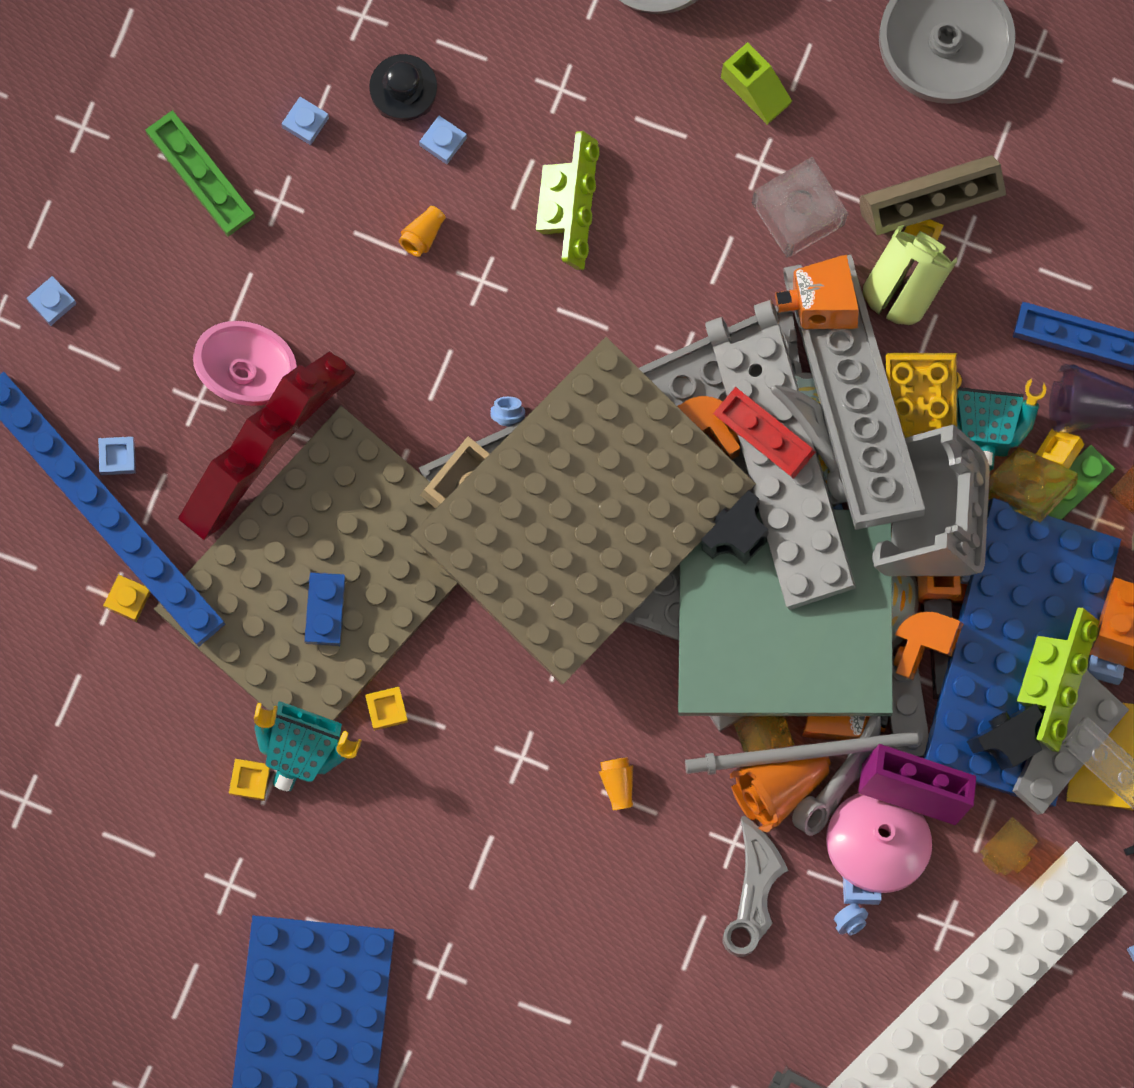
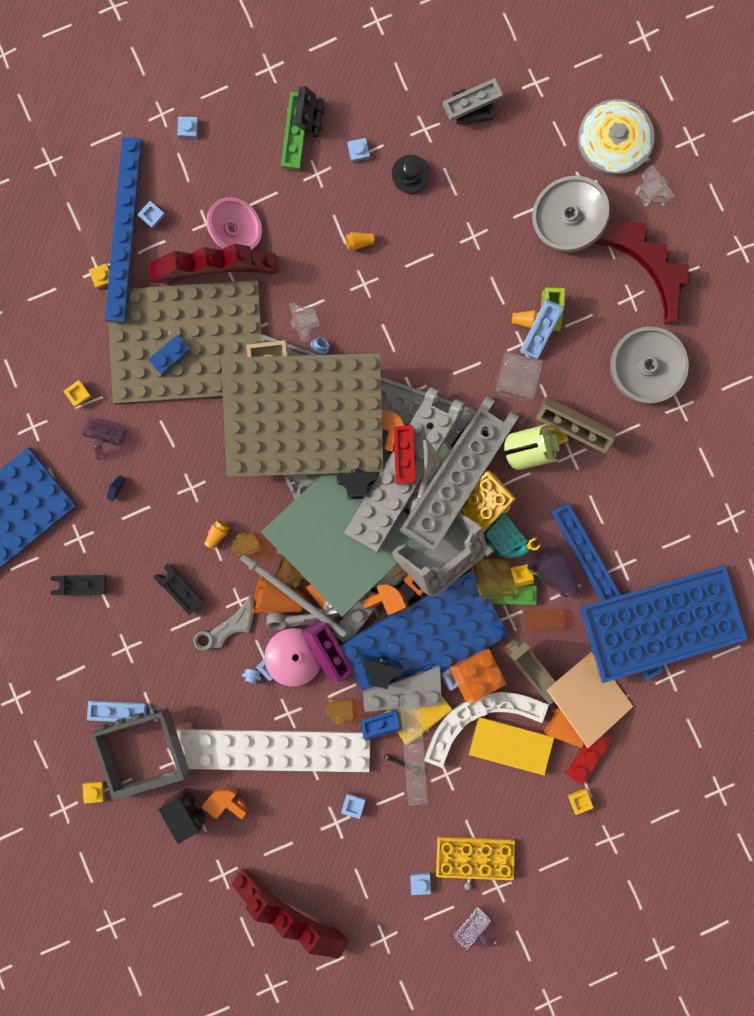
camera: 50 degrees right, 10 degrees up
(197, 131) = (307, 107): none -> black plate
(300, 743) = (106, 397): teal torso -> none
(336, 795) = (103, 432): none -> clear purple plate
(386, 708) = (156, 417): yellow plate -> none
(424, 854) = (115, 487): none -> dark blue tile
(442, 139) = (405, 211): light blue plate -> none
(454, 400) = (303, 321): none -> clear brick
(505, 1026) = (80, 584): none -> black plate
(567, 200) = (429, 284): lime bracket -> none
(644, 902) = (179, 590): none -> black plate
(670, 756) = (246, 544): none -> clear yellow brick
(736, 126) = (524, 318): none -> light orange cone
(769, 119) = (541, 329): none -> light blue tile
(822, 296) = (487, 421): orange torso -> none
(1056, 675) = (423, 665): lime bracket -> none
(1080, 814) = (381, 725): none -> blue plate

